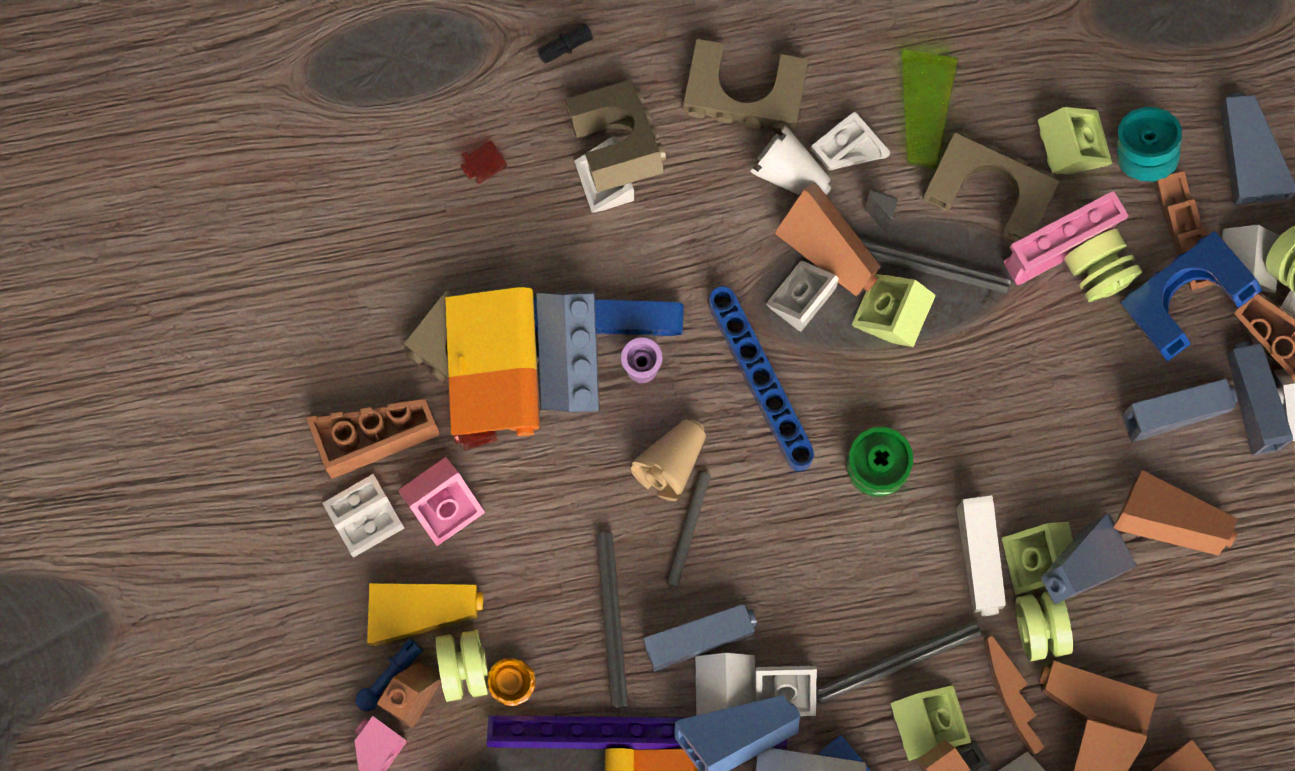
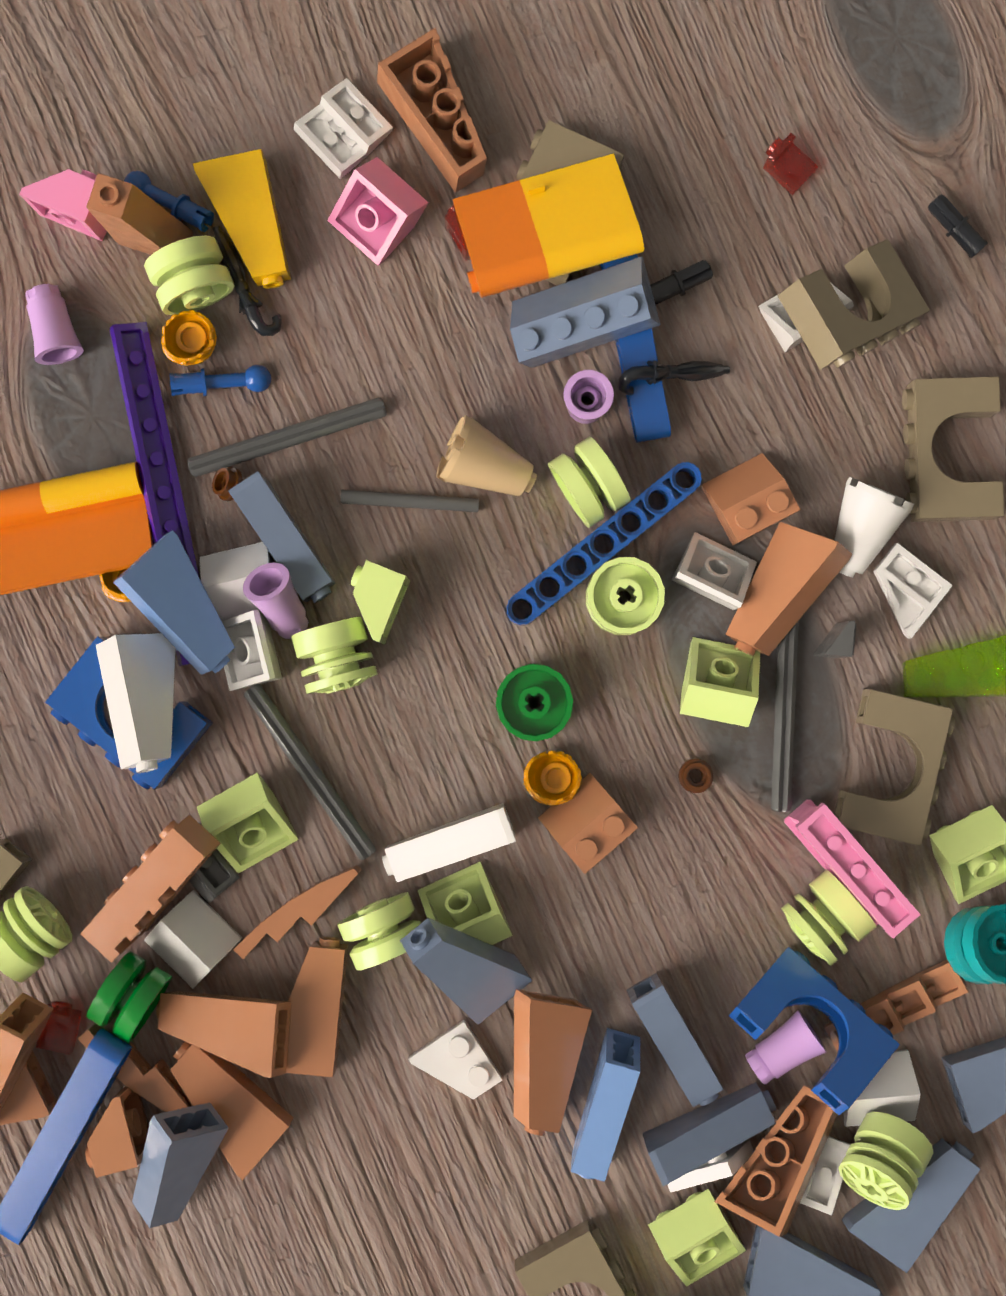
camera: 85 degrees right, 10 degrees up
(490, 626) = (247, 301): none -> black piece
(555, 635) = (255, 378): none -> blue pin
(557, 267) = (681, 281): none -> black axle
(632, 302) = (656, 372): none -> black piece
(640, 676) = (225, 480): none -> reddish brown plate
(709, 376) = (593, 479): none -> yellowish green wheel
(747, 651) = (274, 595): none -> lavender plant
(749, 253) = (750, 498): none -> nougat slope
(767, 567) = (378, 597): none -> yellowish green slope
(807, 615) = (334, 655): none -> yellowish green wheel
(813, 353) = (645, 594): none -> yellowish green wheel
(944, 461) = (552, 777): none -> light orange hair
(968, 338) = (705, 781): none -> reddish brown plate
(987, 441) = (588, 824): none -> nougat slope
(1164, 591) = (458, 1061): none -> white wing
(1203, 323) = (785, 1049): none -> lavender plant
(1222, 476) = (606, 1104): none -> medium blue slope

